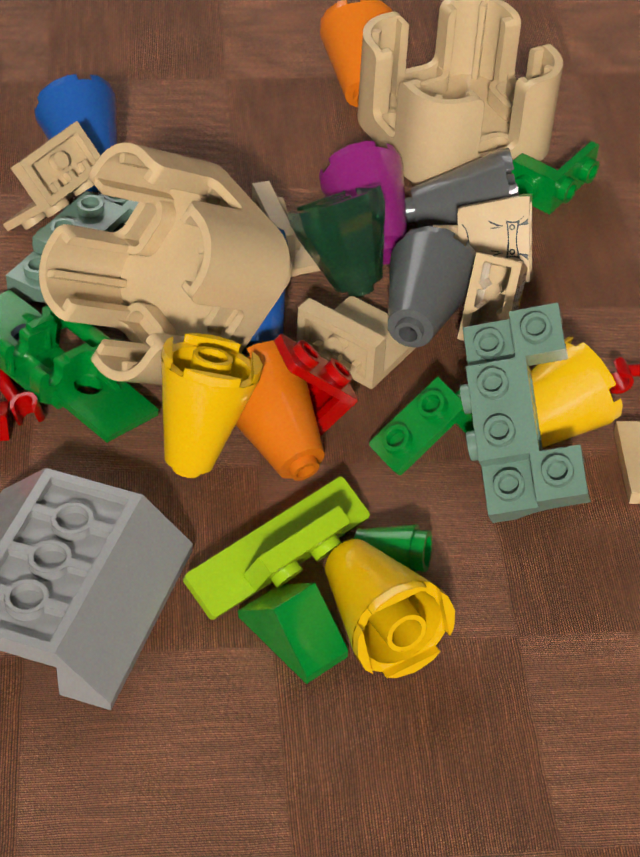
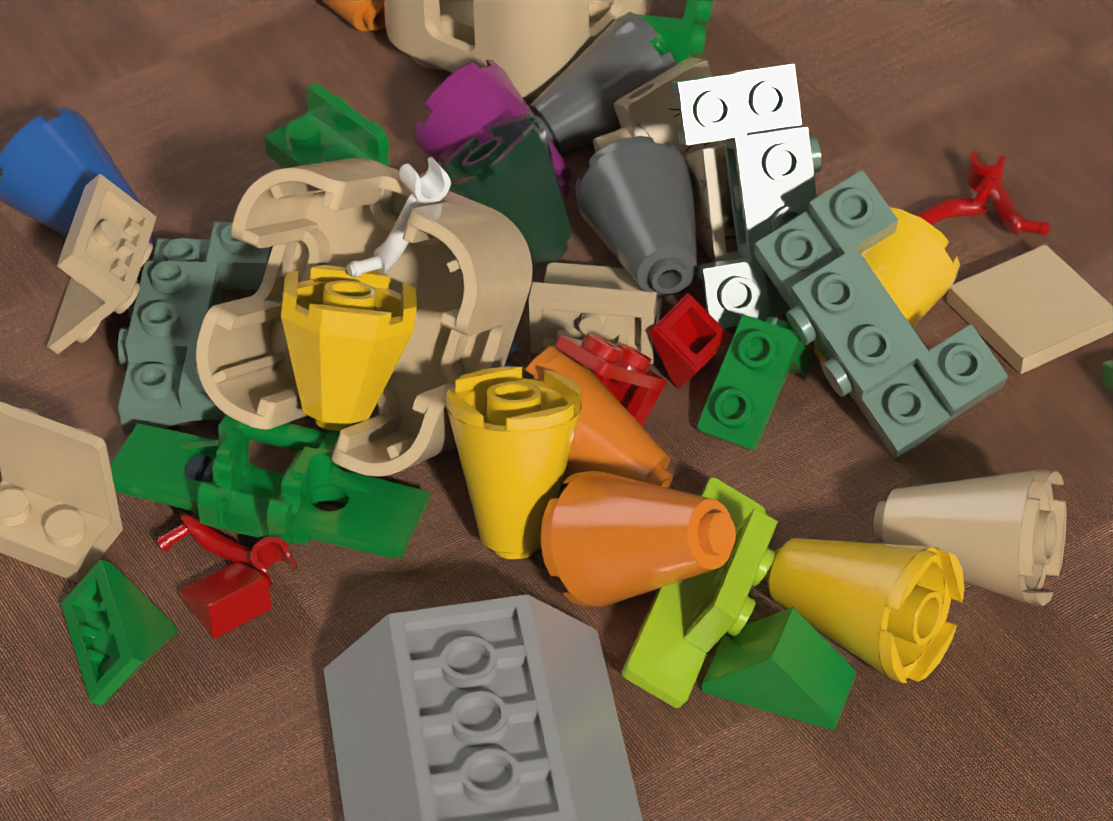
camera: 25 degrees left, 0 degrees up
(141, 279) = (344, 340): none -> yellow cone
(225, 197) = (424, 191): none -> white piece
(236, 486) = (630, 537): none -> orange cone
(272, 163) = (327, 134): none -> green bracket
(396, 380) = (687, 339): none -> red slope
(403, 543) = (831, 520): green cone -> none
(504, 597) = (997, 526): none -> tan cone
(513, 274) = (768, 175): none -> bracket

